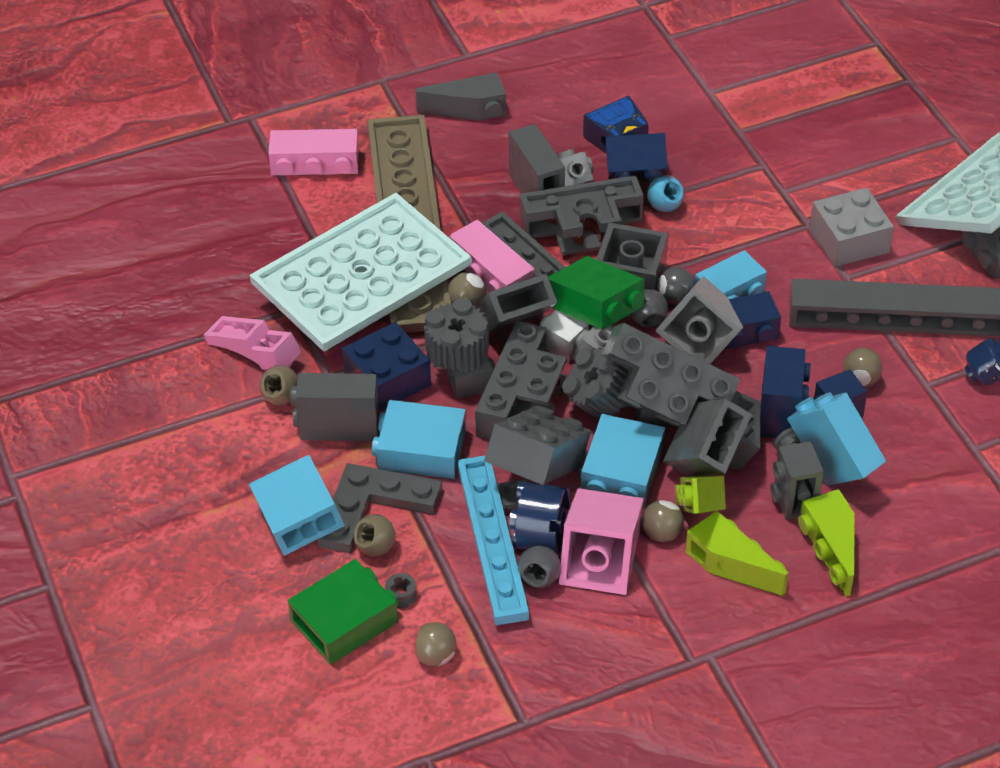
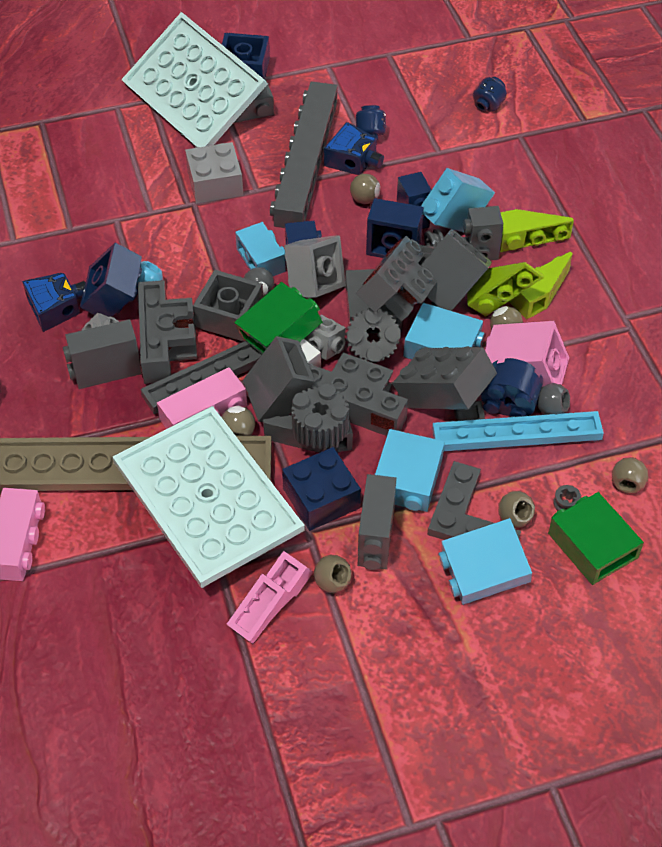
camera: 85 degrees left, 5 degrees up
(936, 351) = (352, 150): none -> dark blue torso

